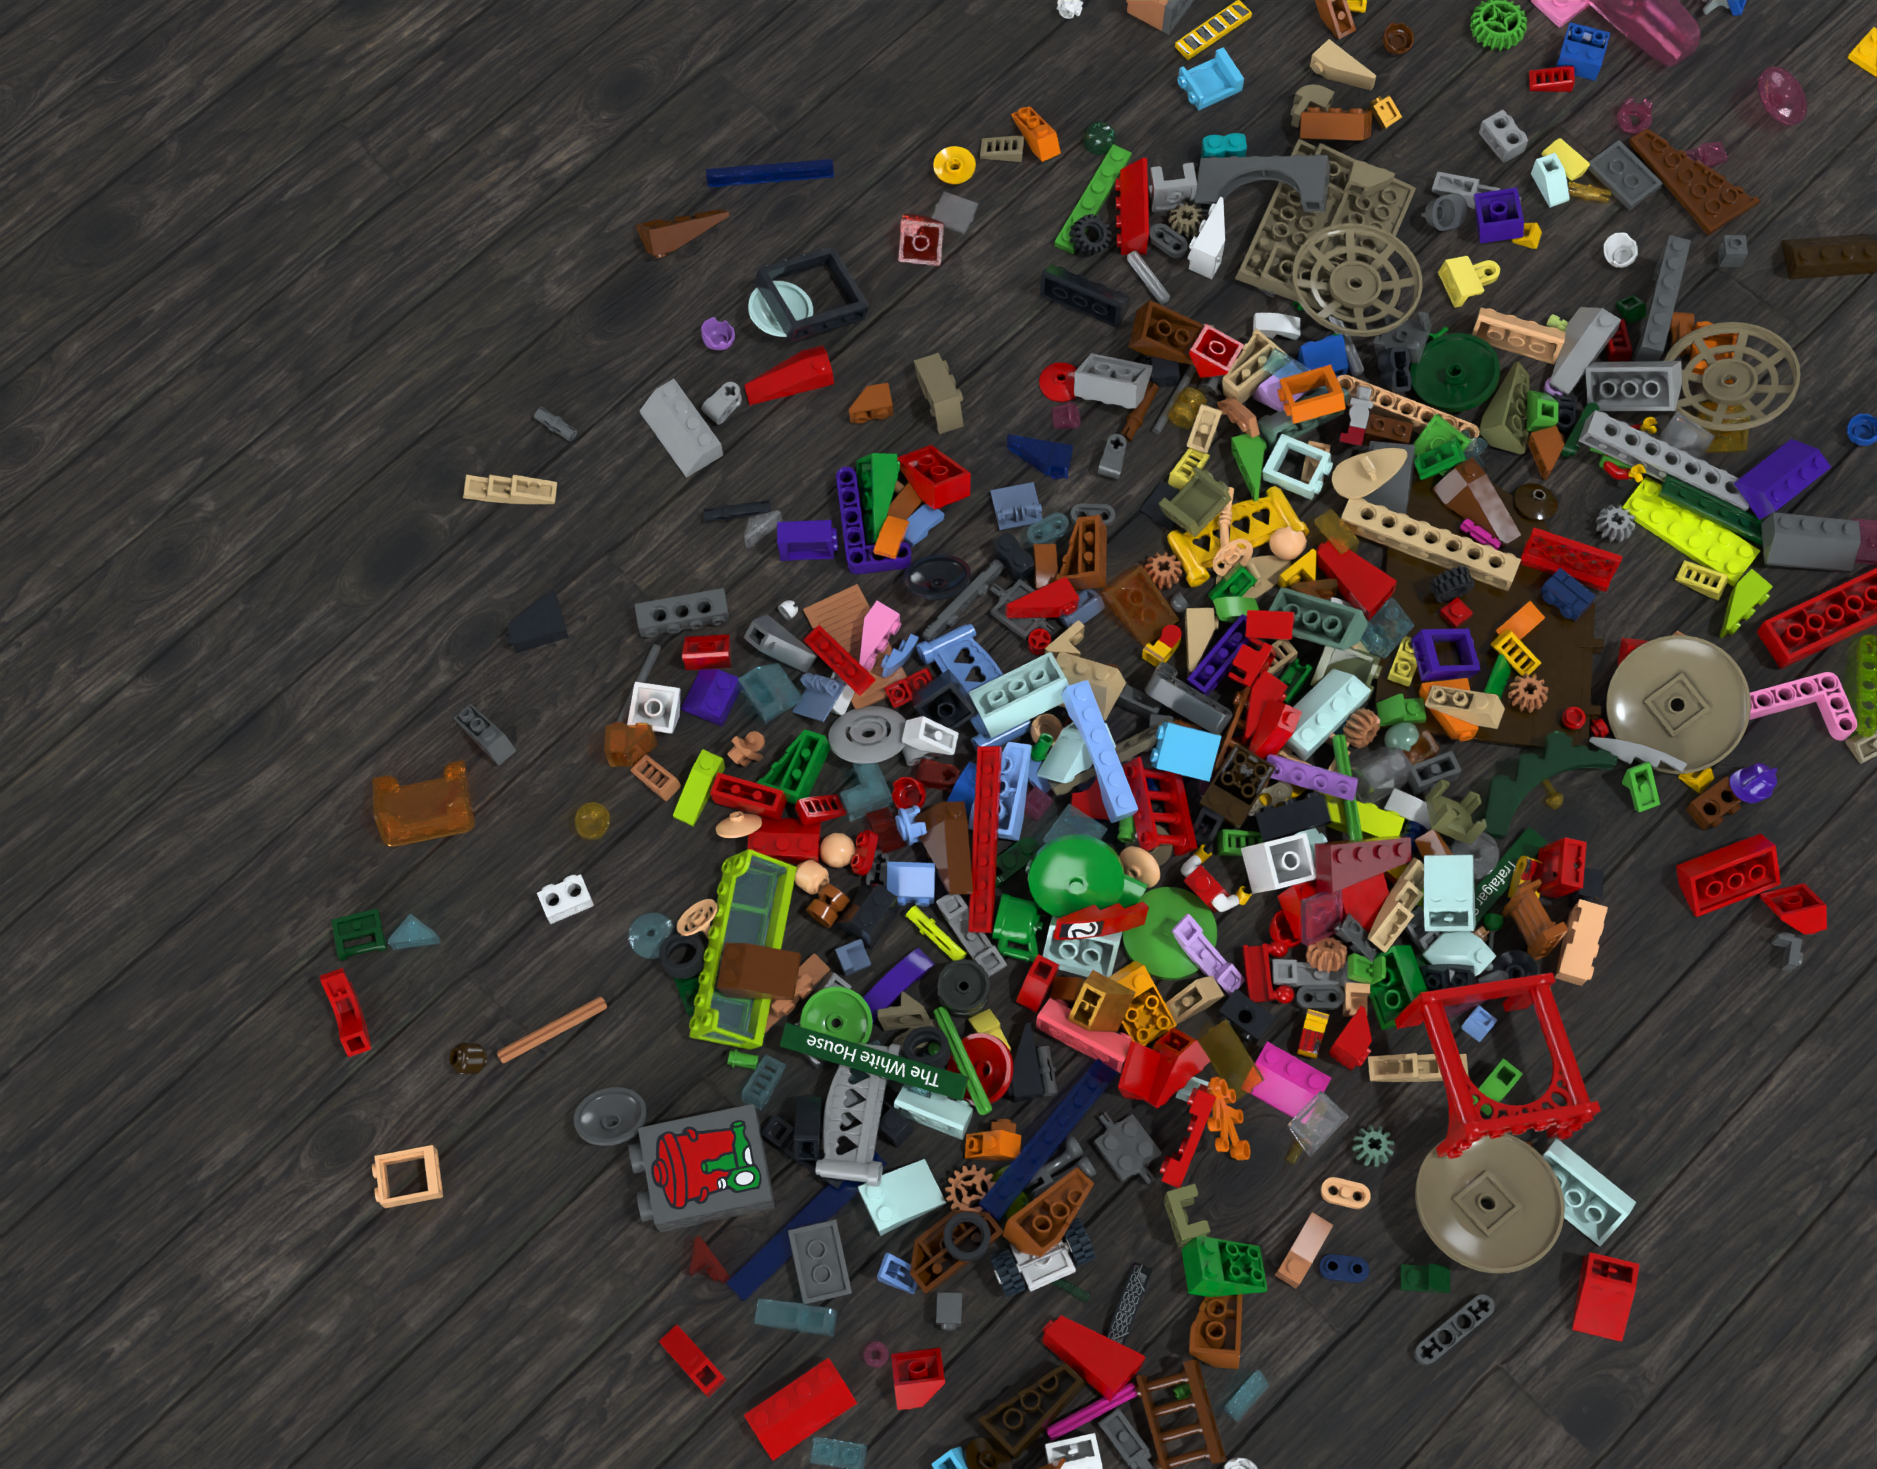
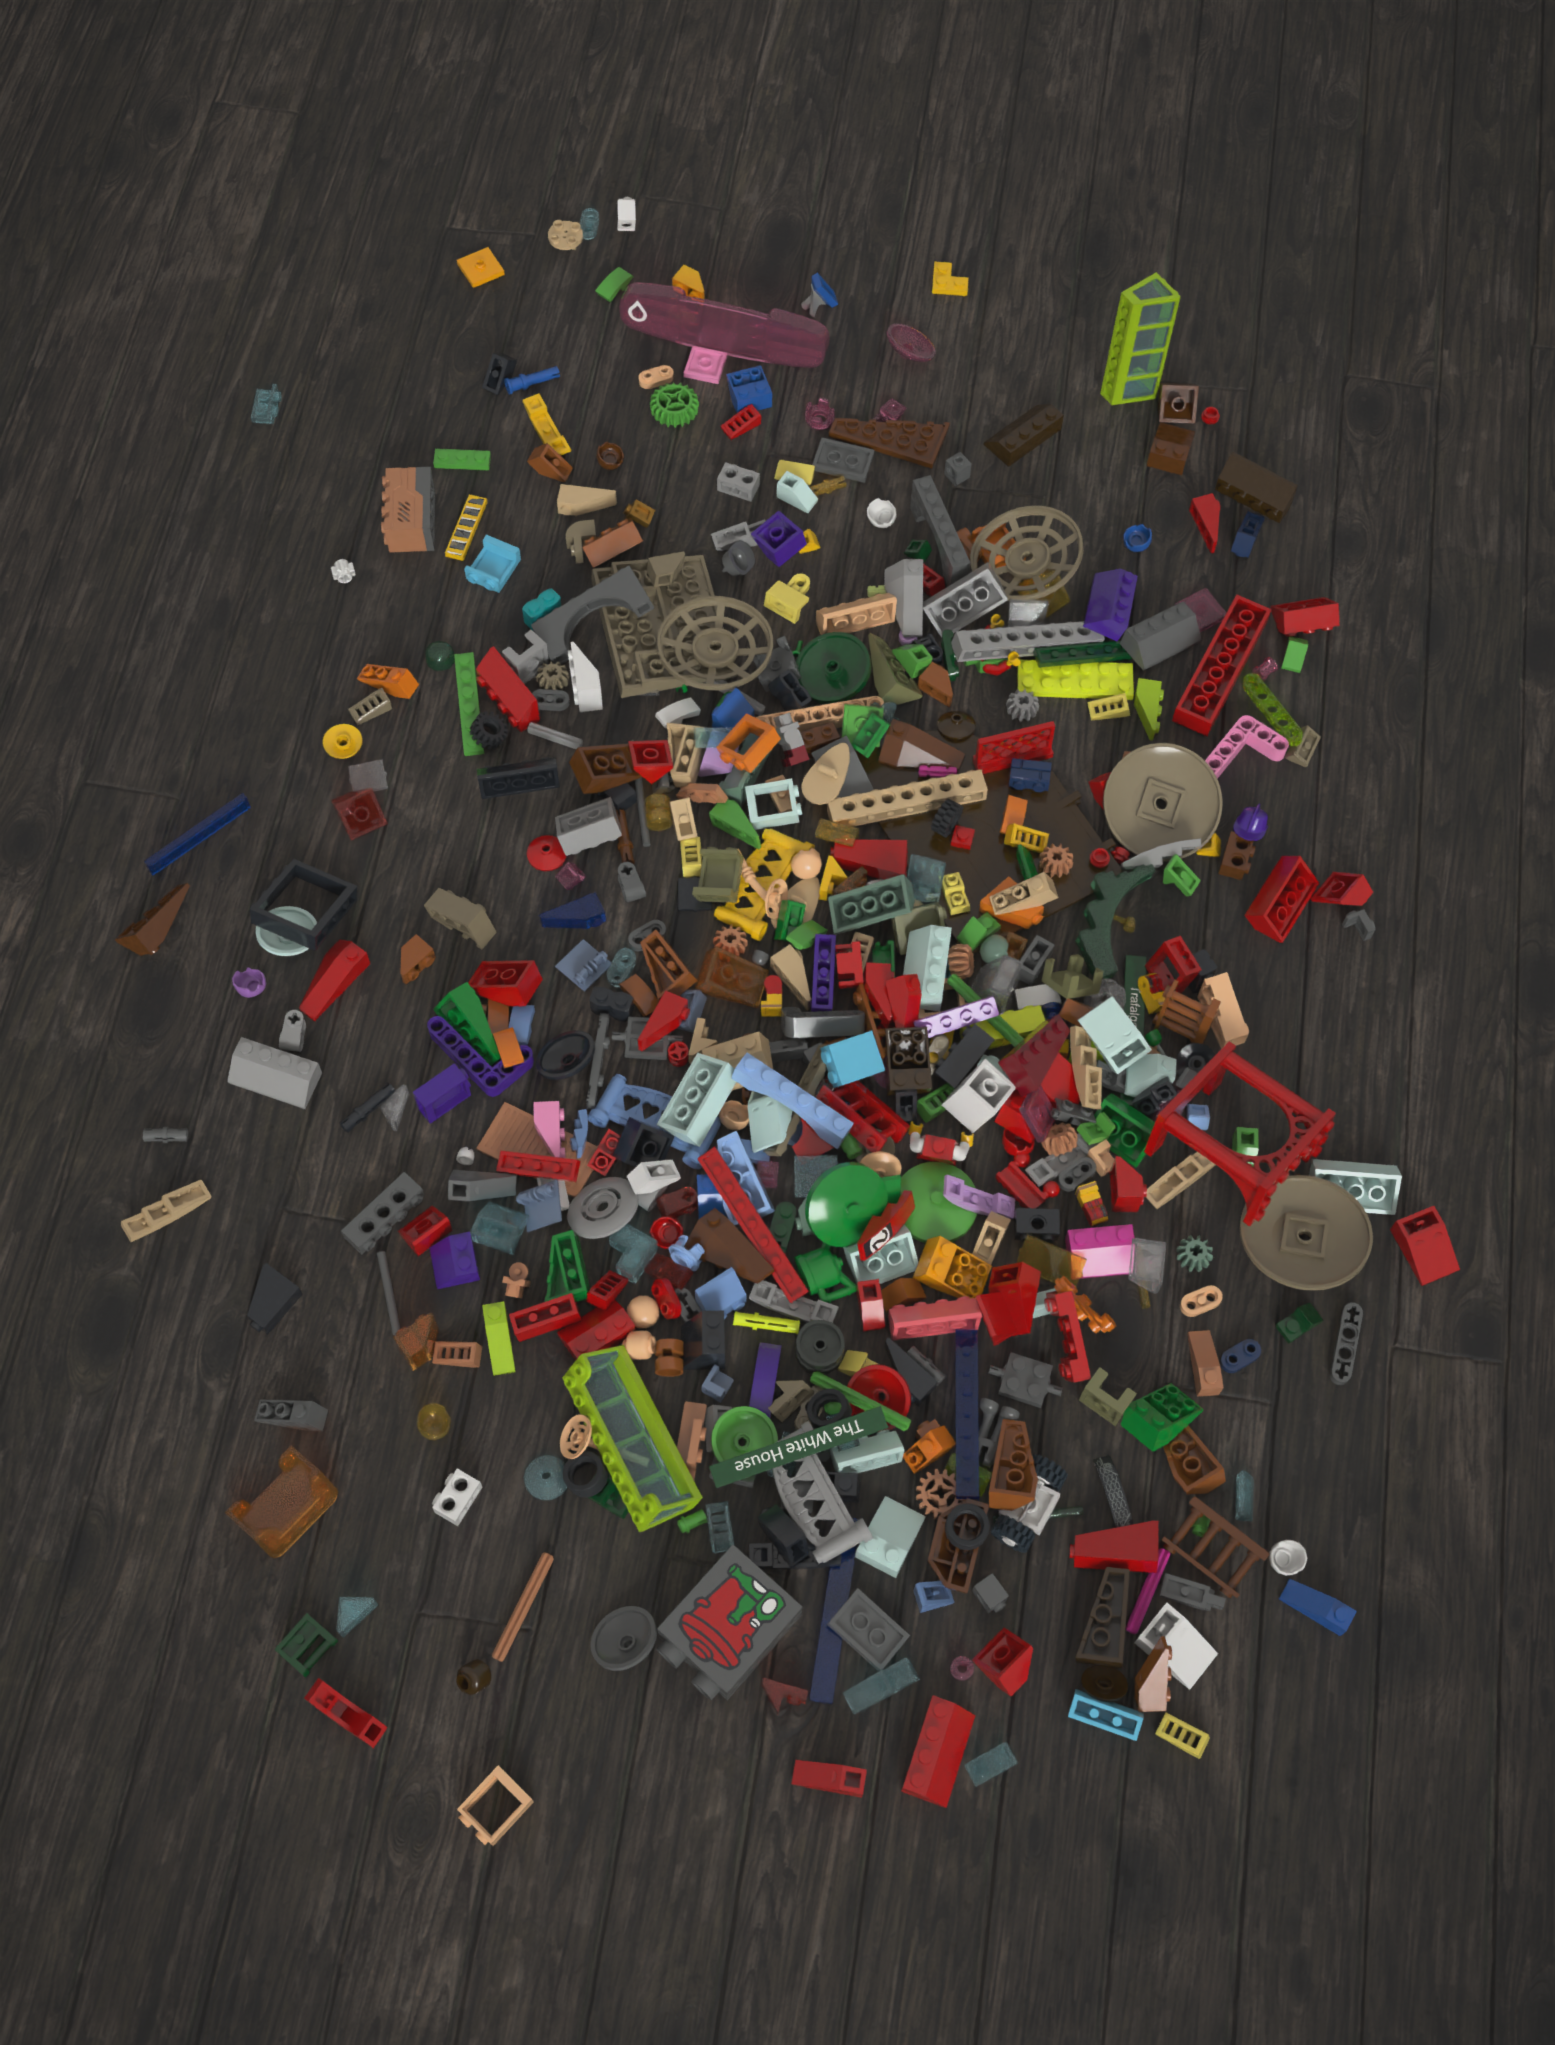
camera: 40 degrees left, 5 degrees down
(655, 706) = (417, 1298): white slope -> none
(738, 825) = (553, 1344): light nougat dish -> none
(758, 972) = (659, 1442): reddish brown slope -> none
(1040, 749) = (743, 1127): green pin -> none
(1101, 1004) = (932, 1285): pearl gold slope -> none
(1269, 624) = (844, 927): red panel -> none
(1427, 657) = (978, 885): dark purple window -> none

